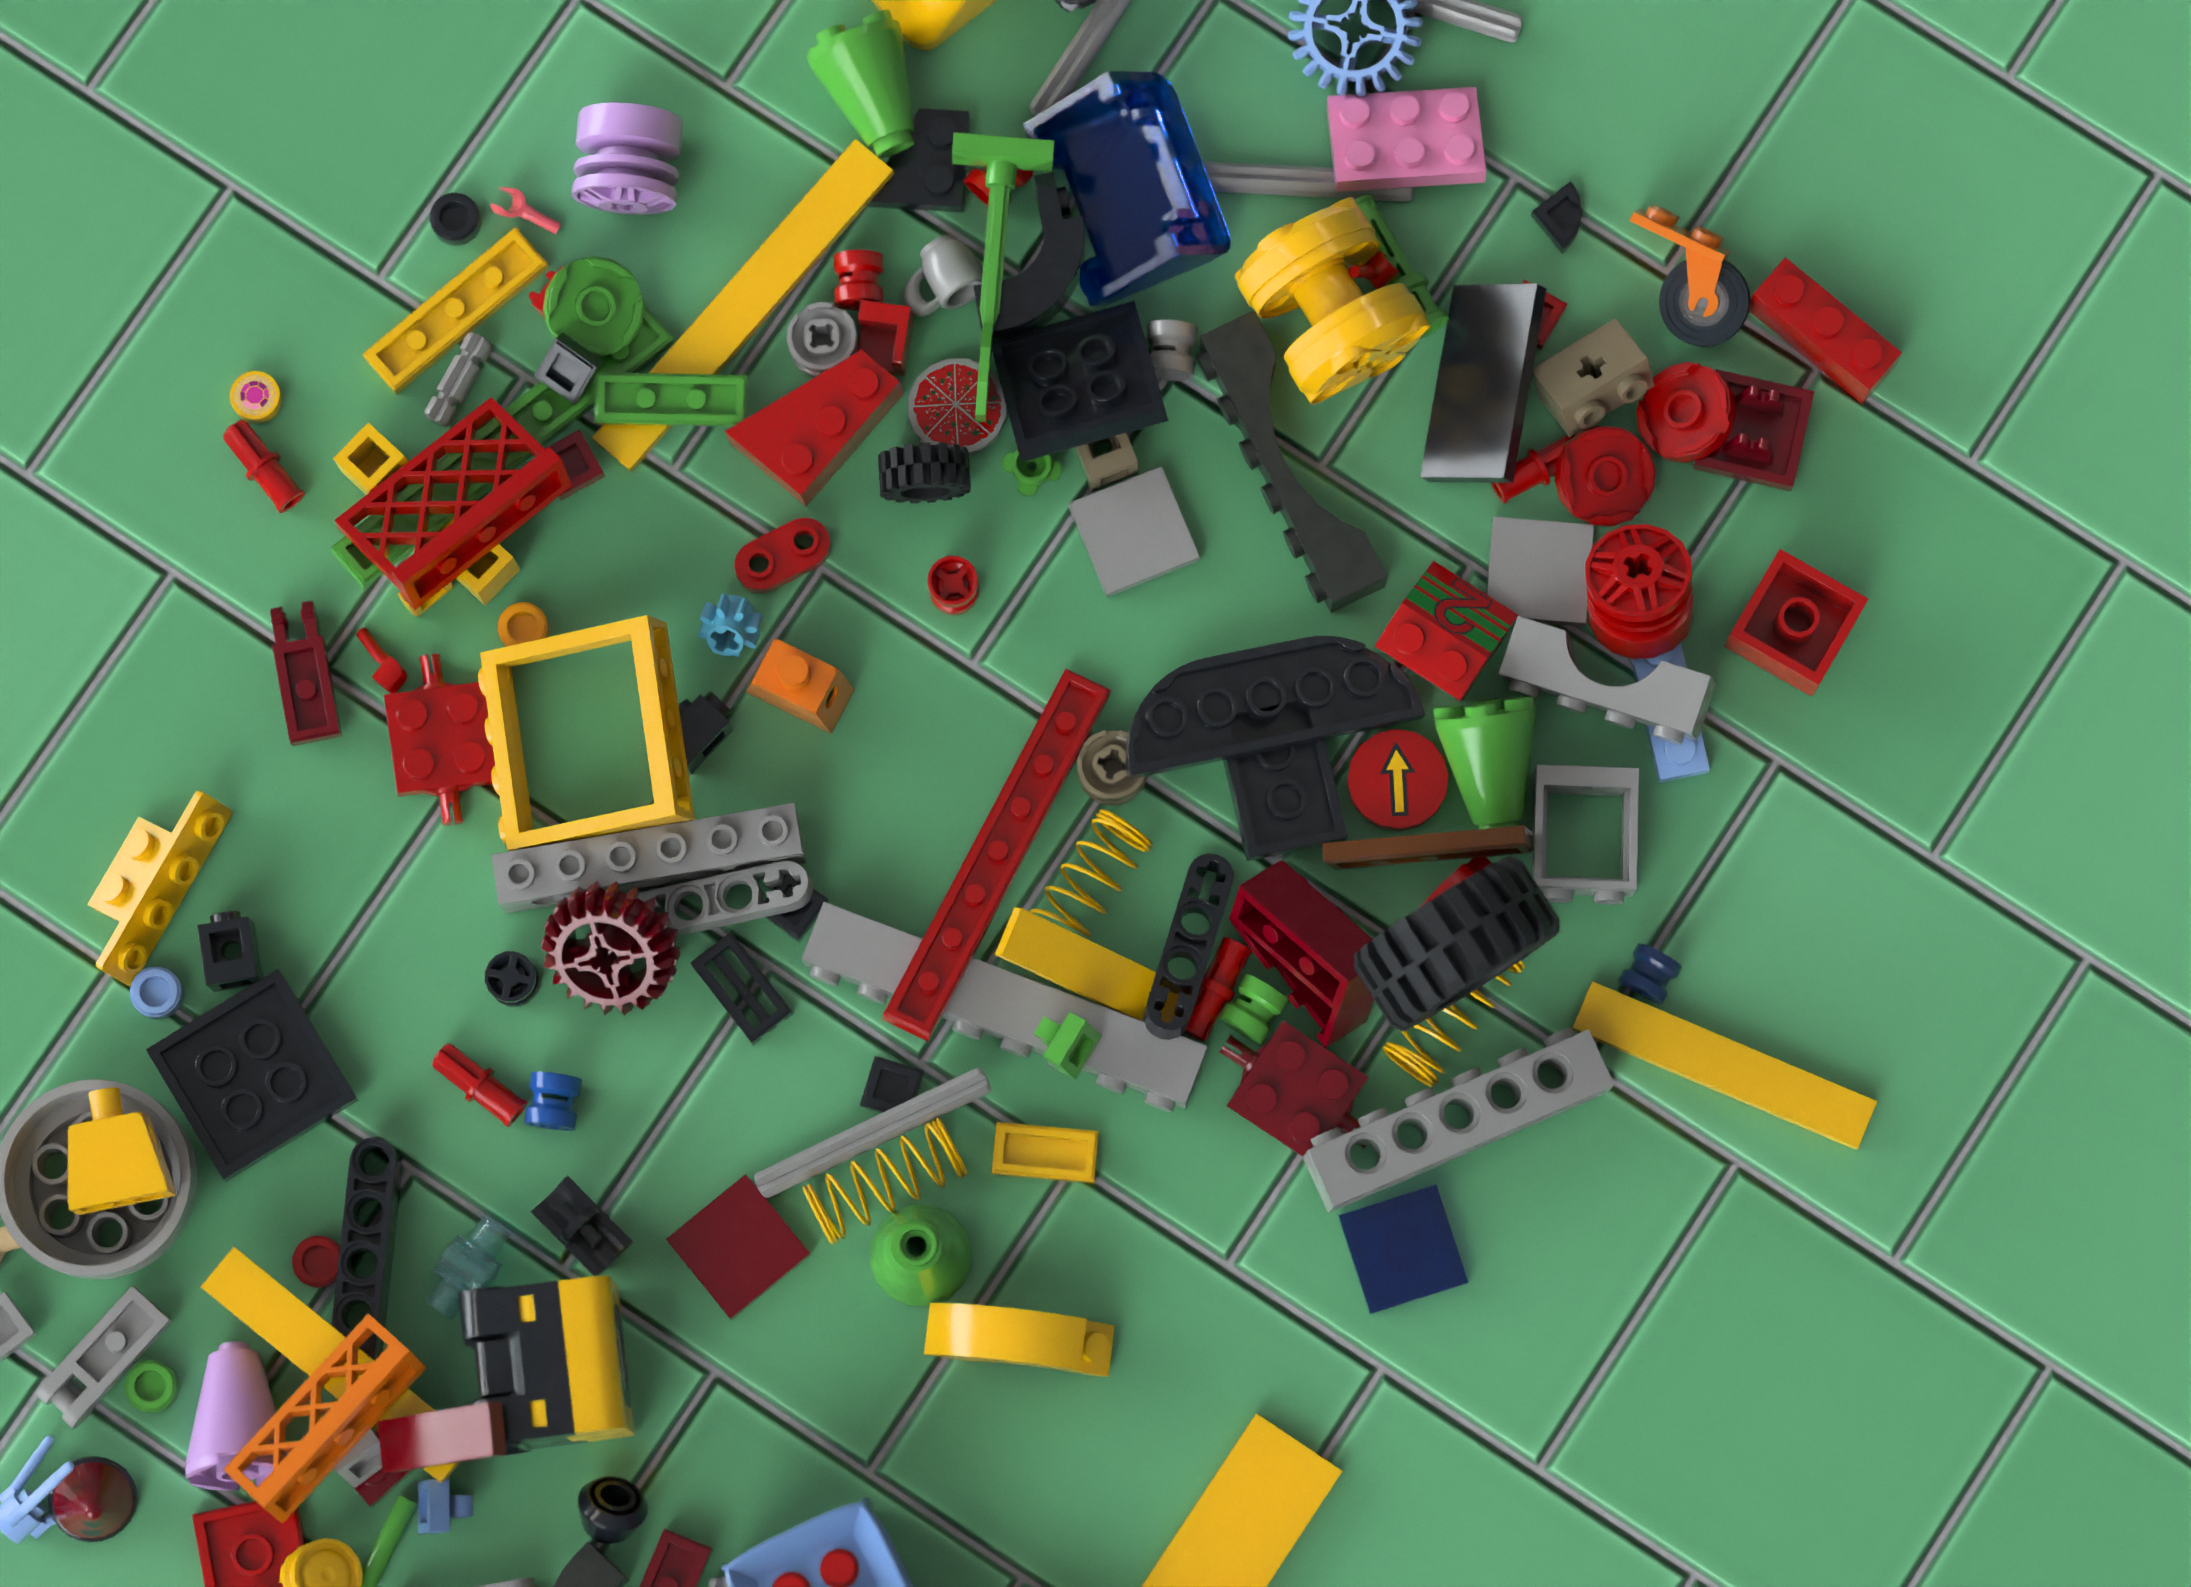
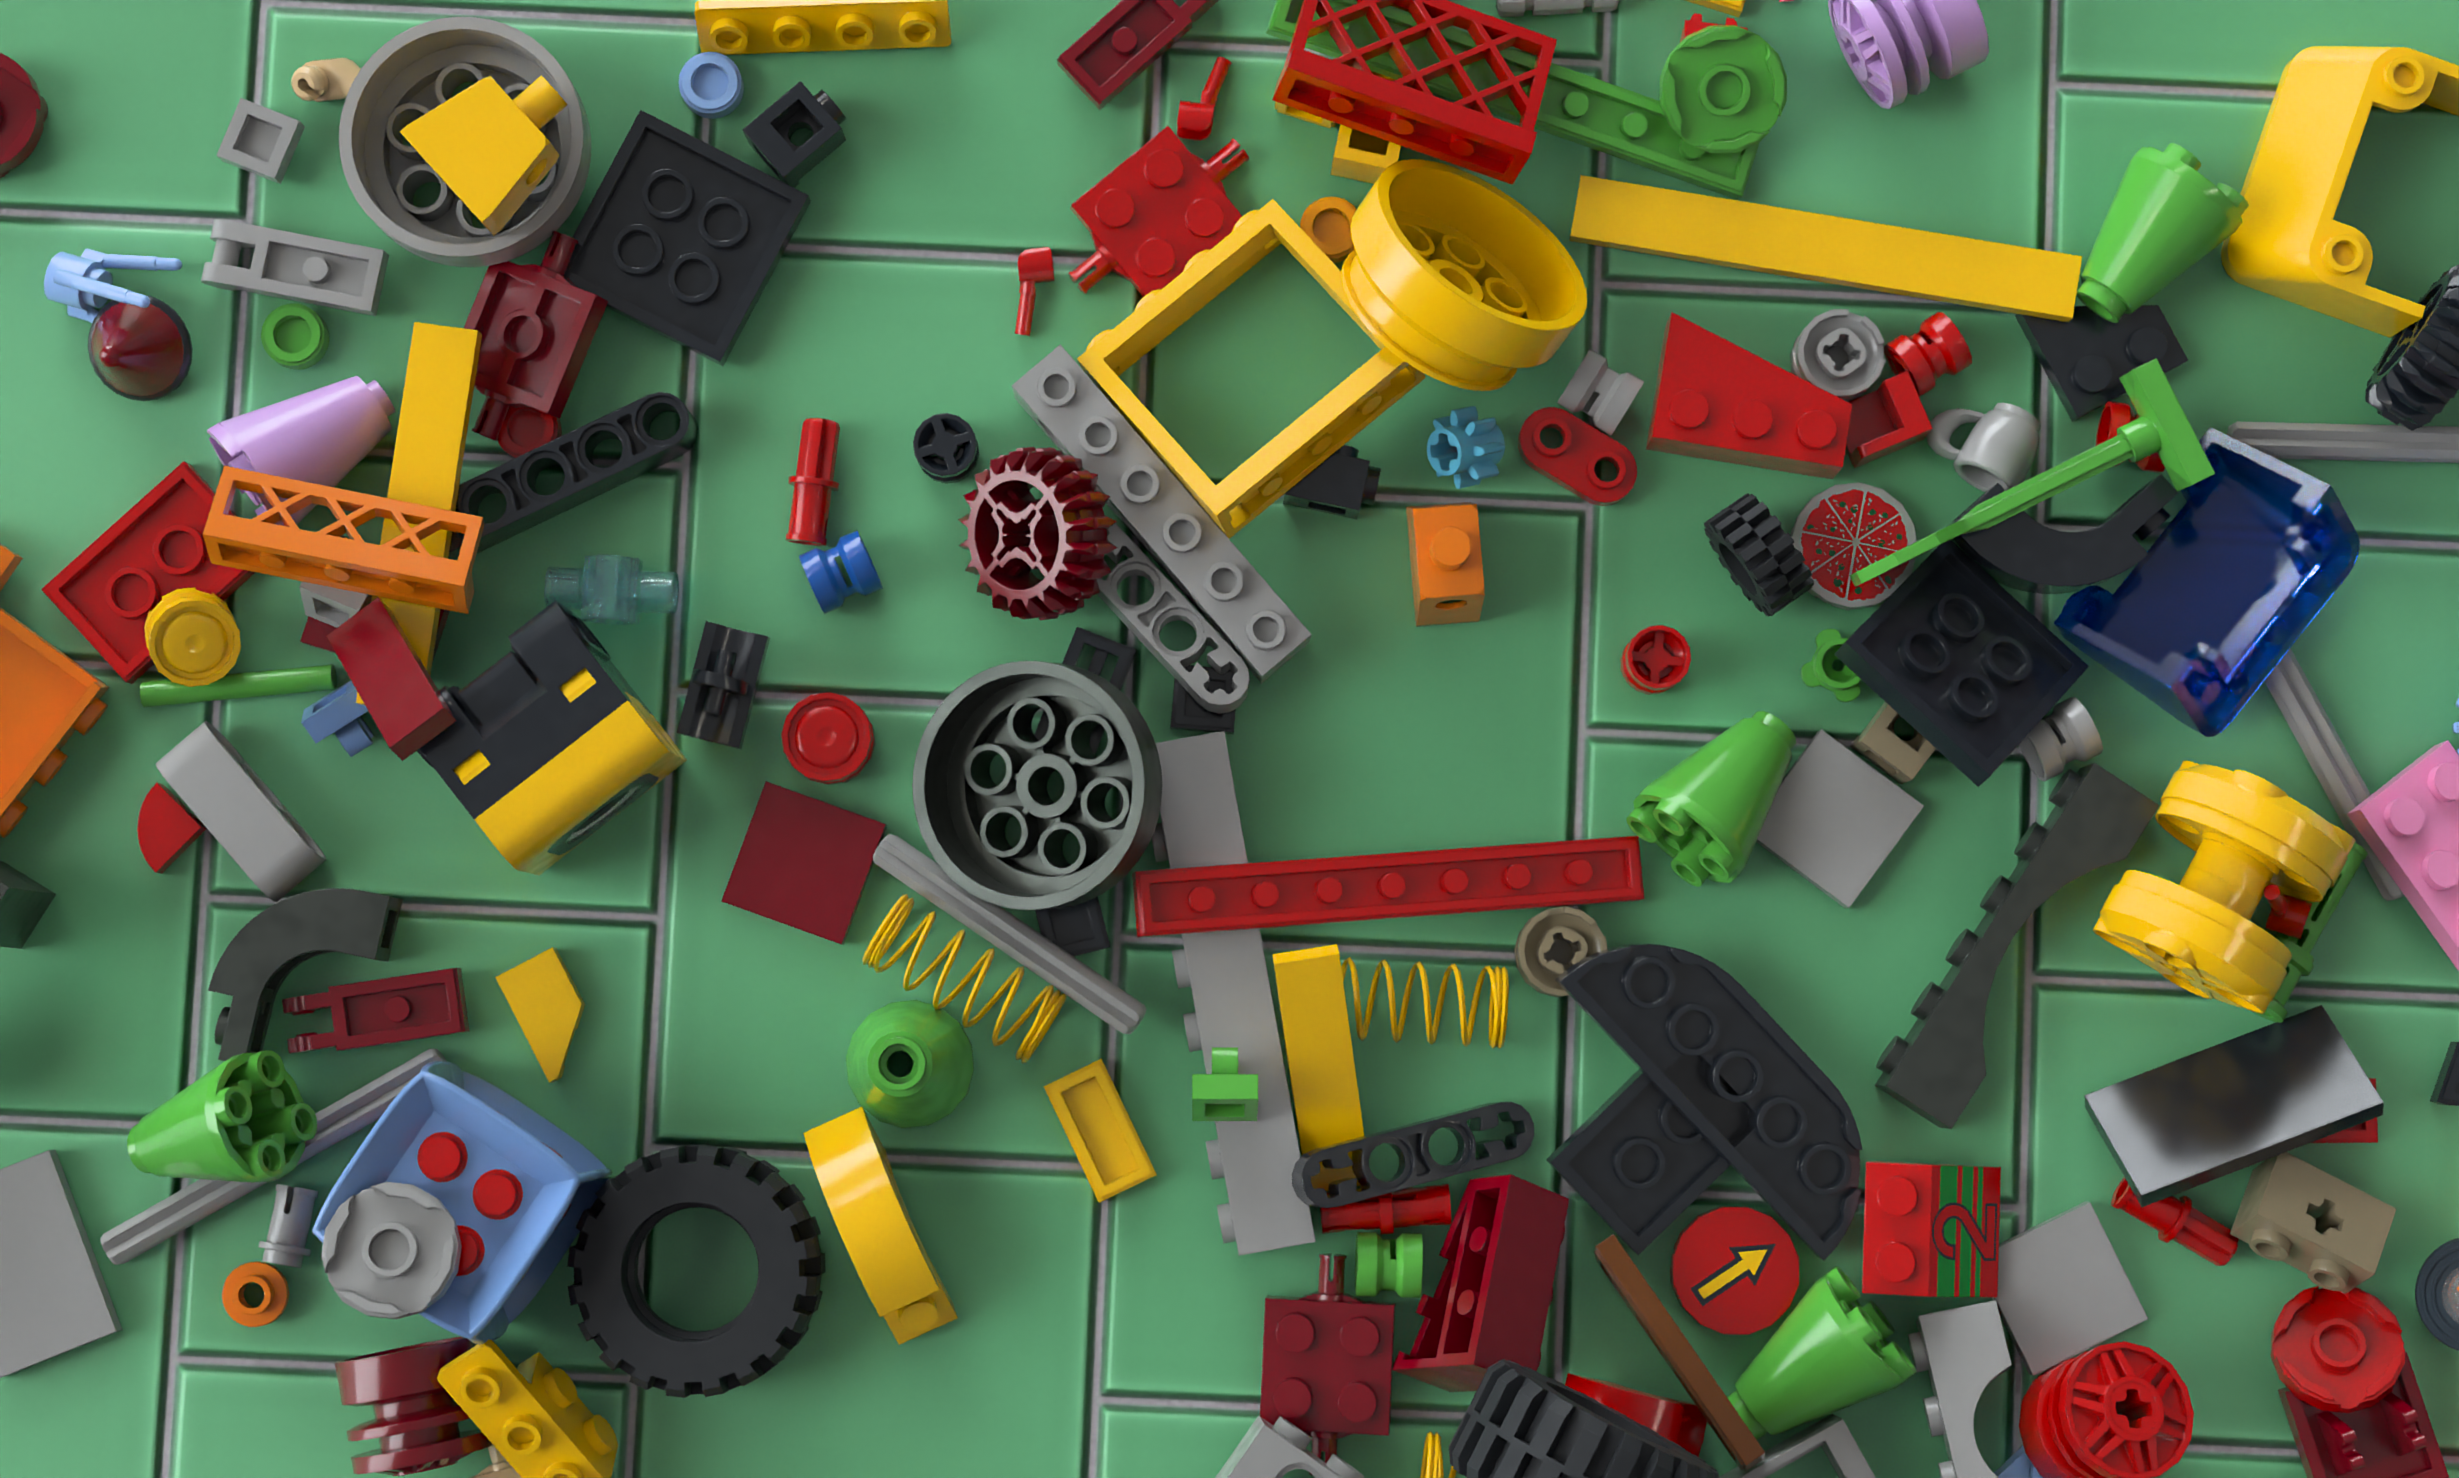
camera: 50 degrees right, 5 degrees up
(258, 1214) = (532, 335): none -> dark red plate
(423, 846) = (1034, 266): none -> red hand
(568, 368) = (1638, 103): tile -> none
(578, 462) = (1542, 174): dark red tile -> none
(611, 1509) = (444, 899): black cone -> none
(613, 557) = (1459, 276): none -> yellow wheel
(662, 1178) = (828, 738): none -> red wheel
(670, 399) = (1672, 232): bright green tile -> none
(728, 1485) = (545, 1007): none -> yellow tile
(748, 512) = (1600, 392): none -> light grey wheel
(774, 1111) = (967, 813): none -> pearl dark grey wheel
(902, 1466) = (609, 1285): none -> black tyre
(1073, 601) = (1716, 800): none -> bright green cone
(1604, 475) = (2210, 1299): red tile -> none

